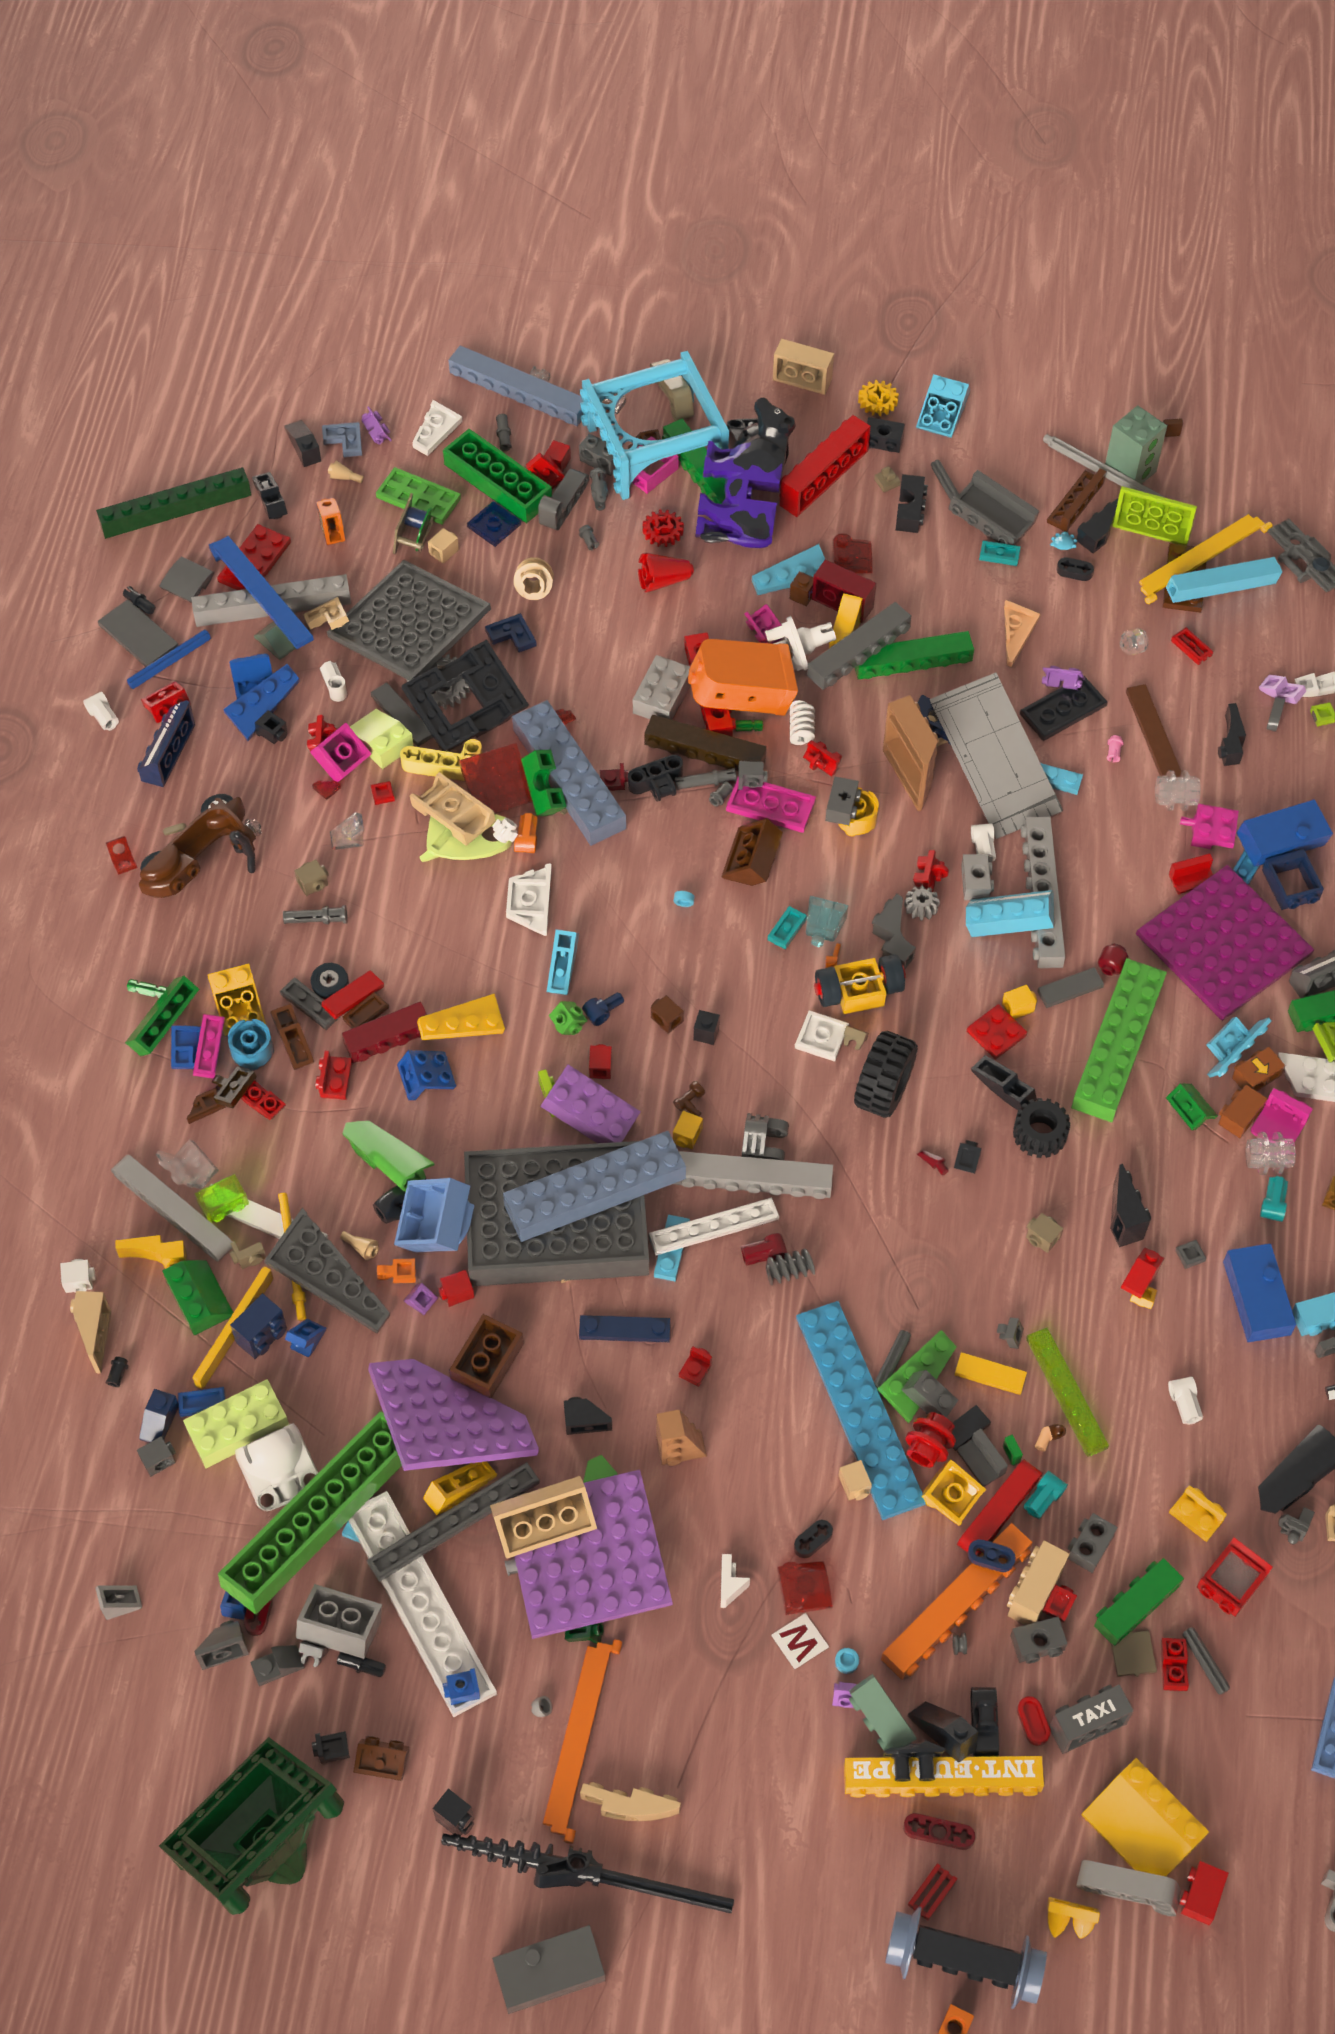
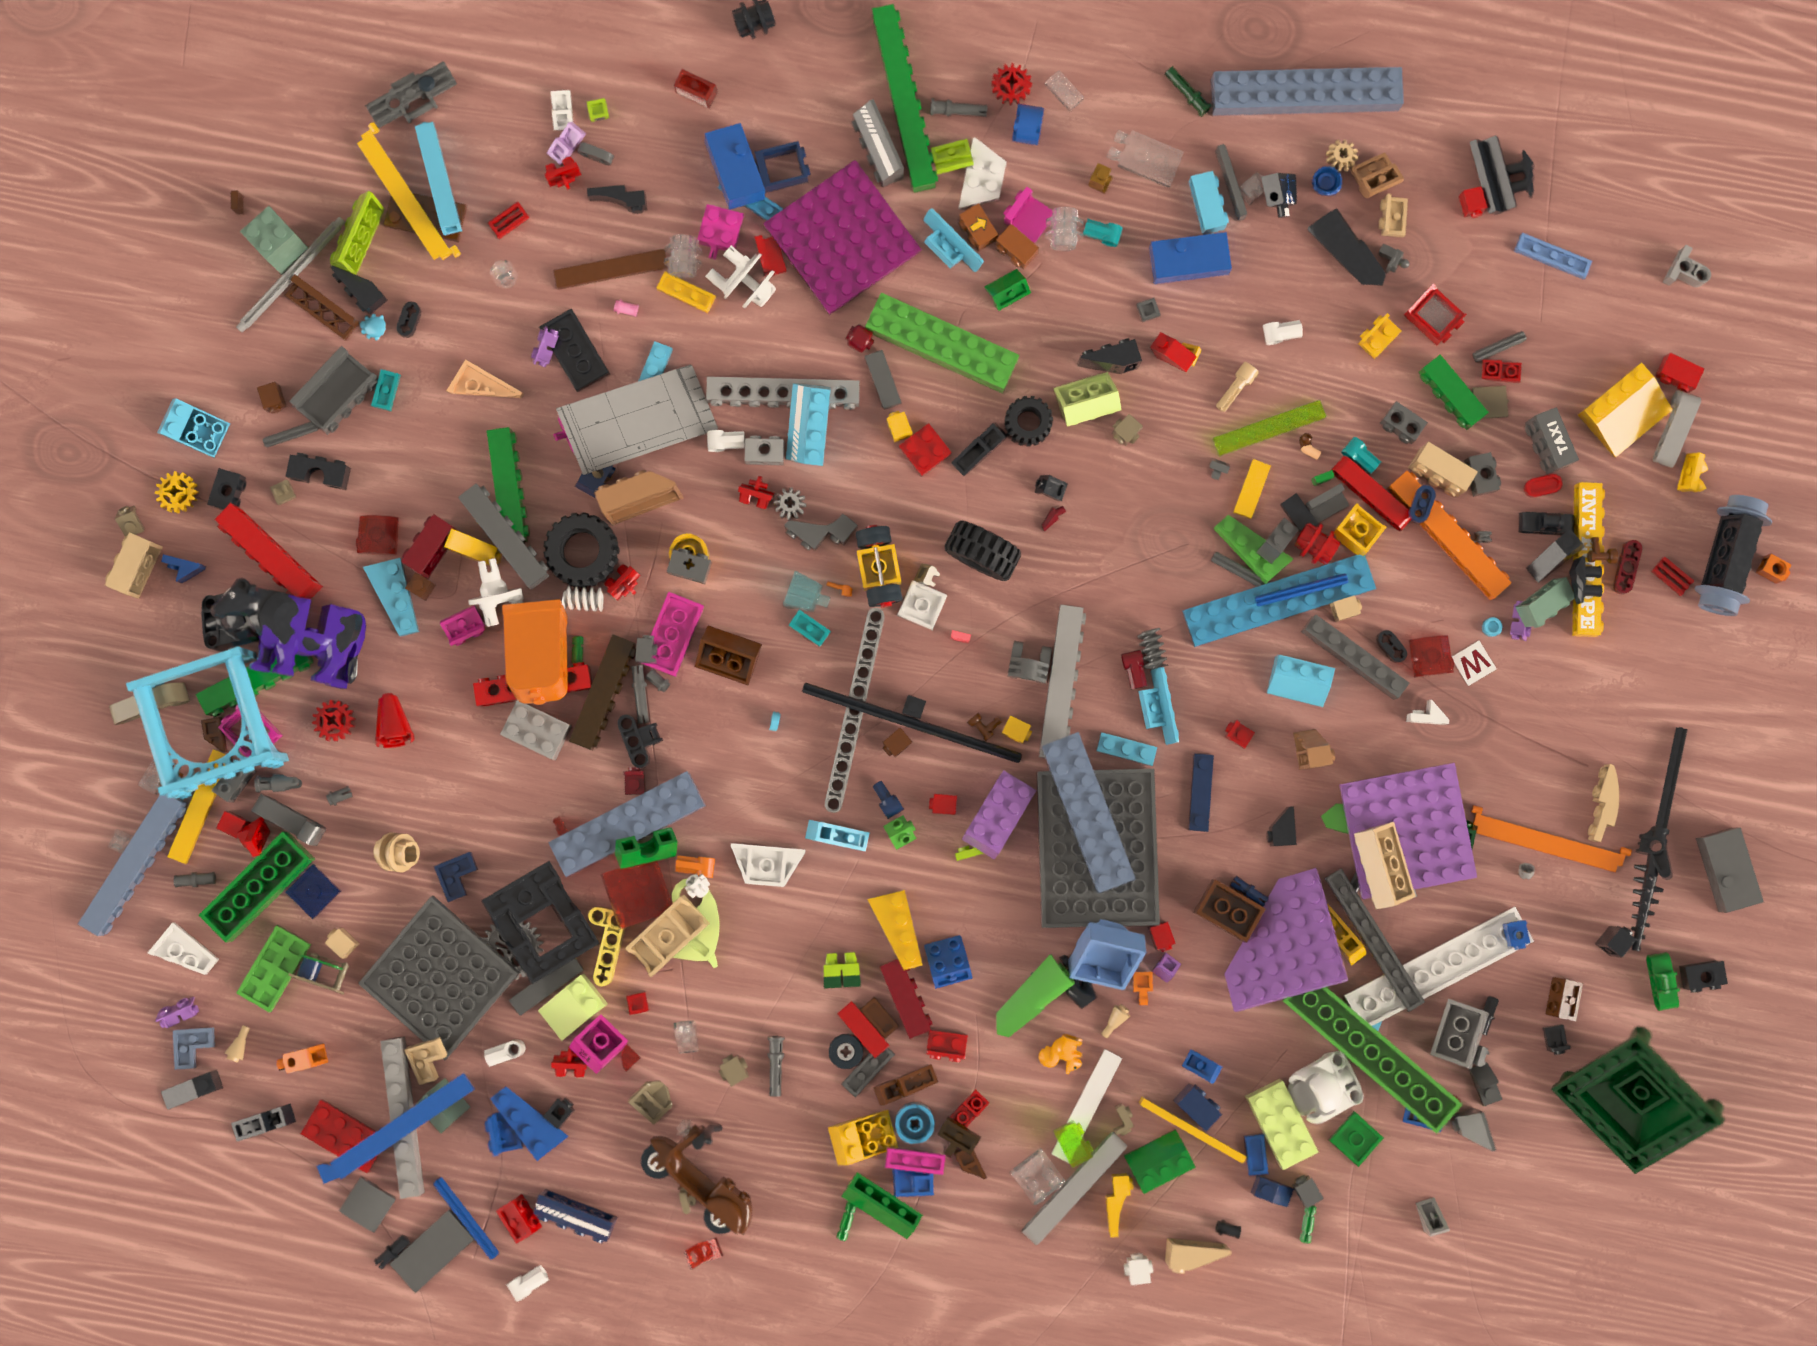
camera: 90 degrees left, 25 degrees up
(118, 1460) = (1308, 1224): none -> green axle
(174, 502) = (268, 1222): dark green brick -> none
(216, 1513) = (1356, 1138): none -> green tile
(282, 806) = (652, 1100): none -> dark tan slope
(298, 1295) = (1163, 1073): yellow bar -> none
(318, 1266) = (1139, 1059): dark grey wing -> none
(328, 1191) = (1064, 1049): none -> light orange animal
(403, 1883) = (1663, 981): none -> green piece
(412, 973) = (850, 971): none -> lime hips
(416, 1952) = (1692, 973): none -> black brick
(510, 1382) = (1249, 891): none -> dark blue pin
(558, 428) = (194, 817): none -> yellow tile
(688, 1022) = (911, 722): none -> black axle
(709, 978) = (854, 719): none -> light grey beam
(713, 1226) = (1111, 712): white tile -> none
(721, 1273) = (1158, 707): none -> medium azure bracket
(763, 1431) = (1300, 680): none -> medium azure slope
(788, 1070) = (961, 637): none -> coral tile
(796, 1492) = (1355, 657): none -> dark grey brick
(804, 407) = (186, 568): none -> blue slope
(846, 364) = (129, 521): none -> dark tan bracket
(851, 696) = (563, 532): none -> black tyre
(873, 1425) = (1301, 589): none -> blue axle
(948, 1776) = (1611, 554): none -> reddish brown piece
(982, 461) = (271, 397): none -> reddish brown brick
(1060, 1602) = (1456, 450): red bracket -> none
(1075, 1189) = (1087, 399): none -> yellowish green slope
(1125, 1358) = (1244, 376): none -> tan piece
(1139, 803) = (686, 292): none -> yellow tile
(1162, 841) = (762, 291): none -> white piece
(1247, 686) = (563, 175): none -> red hips

